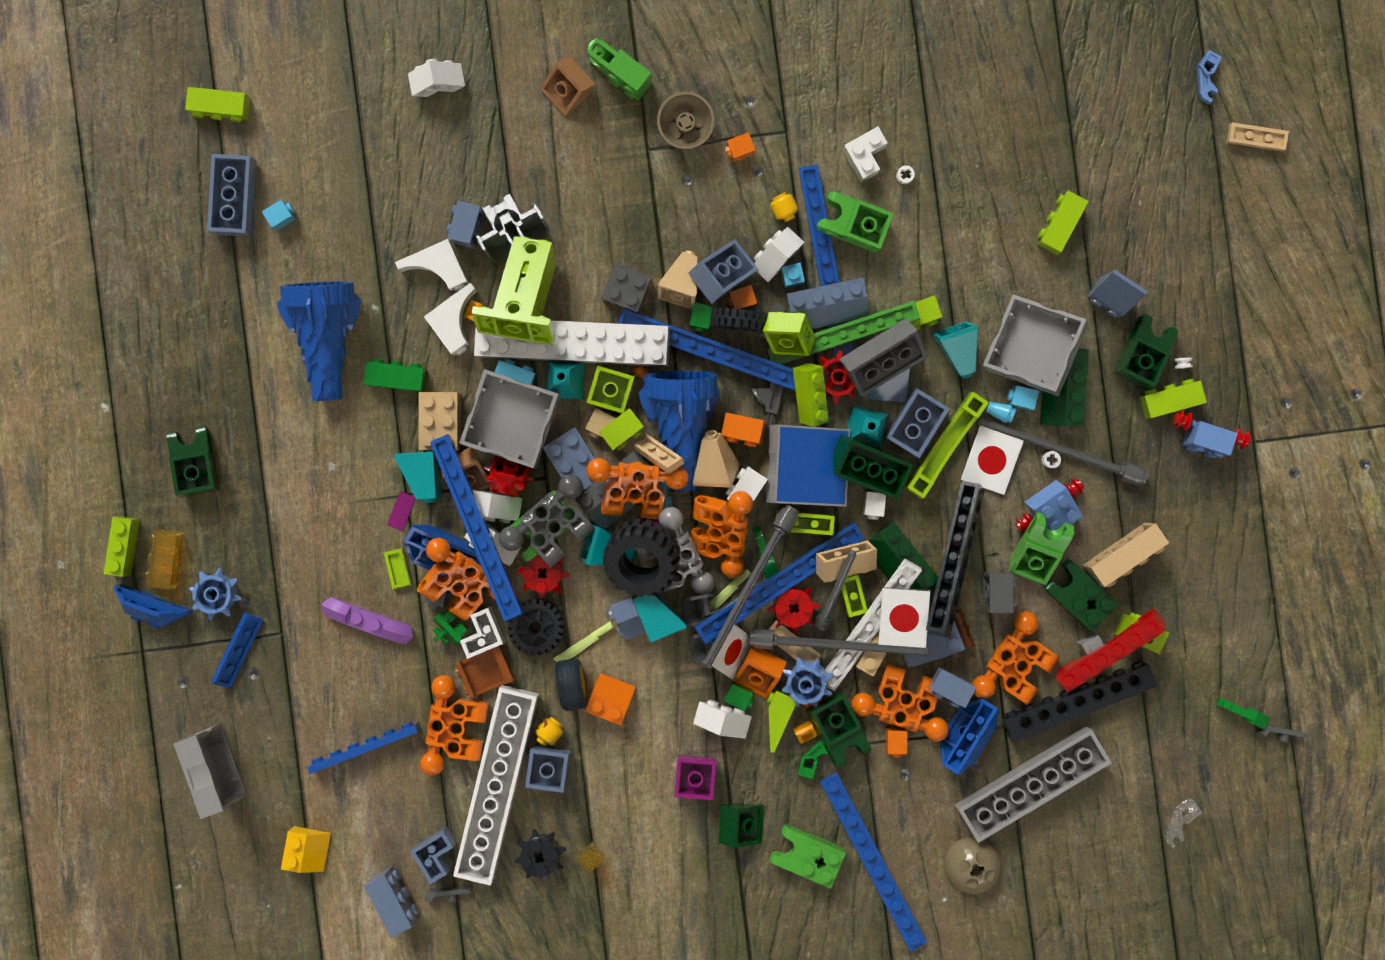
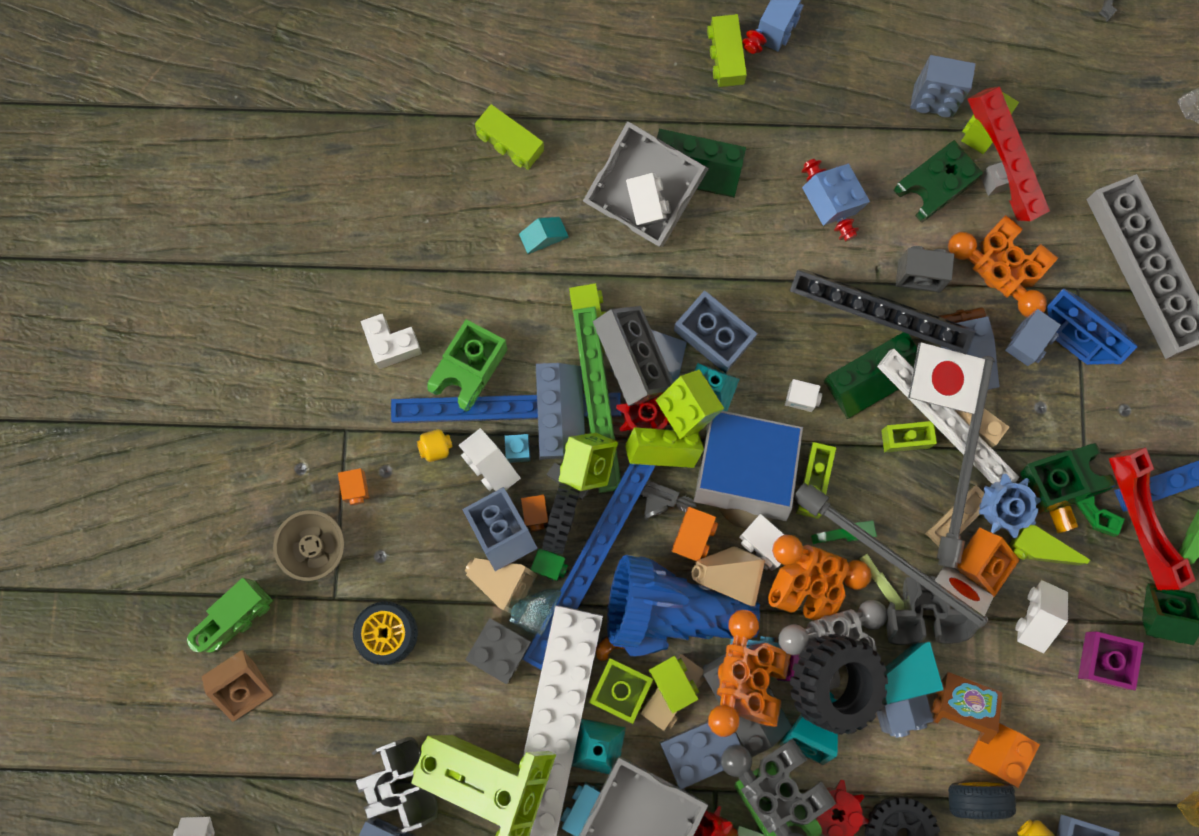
camera: 85 degrees left, 10 degrees down
(584, 643) = (931, 780): yellowish green piece -> none
(626, 182) = (369, 632): none -> wheel
(642, 666) = (969, 705): none -> panel
(658, 454) = (711, 642): tan plate -> none
(662, 311) = (535, 611): none -> clear light blue slope
(739, 696) = (1015, 592): green brick -> none
(778, 583) = (883, 518): blue plate -> none
(801, 616) = (902, 503): red brick -> none
(823, 620) = (933, 477): dark grey piece -> none
(831, 562) = (868, 437): tan brick -> none
(848, 408) = (689, 404): none -> lime brick
(848, 780) = (1133, 476): none -> red arch
(870, 467) = (760, 391): dark green slope -> none
(892, 676) = (1011, 406): orange connector -> none
(896, 742) = (1086, 413): orange brick -> none
(903, 169) = (415, 302): white bush -> none
(945, 445) = (719, 281): lime arch -> none
(959, 347) = (632, 270): teal slope -> none
(980, 266) = (543, 233): none -> teal slope
(998, 448) = (754, 245): flag -> none
(1001, 411) = (714, 235): medium azure cone -> none
(1020, 347) = (647, 200): none -> white brick
(1022, 397) = (702, 210): medium azure brick -> none
(1040, 550) = (882, 214): bright green brick -> none
(1054, 464) = (776, 183): white bush -> none
(1116, 293) = (600, 89): sand blue slope -> none
(1126, 554) = (898, 124): tan brick -> none
(1144, 681) = (1069, 211): black brick -> none
(1145, 350) = (672, 70): dark green brick -> none
(1165, 587) = (942, 86): none -> sand blue brick
(1183, 363) = (688, 33): white bush -> none
(1249, 715) = (1090, 24): green piece -> none

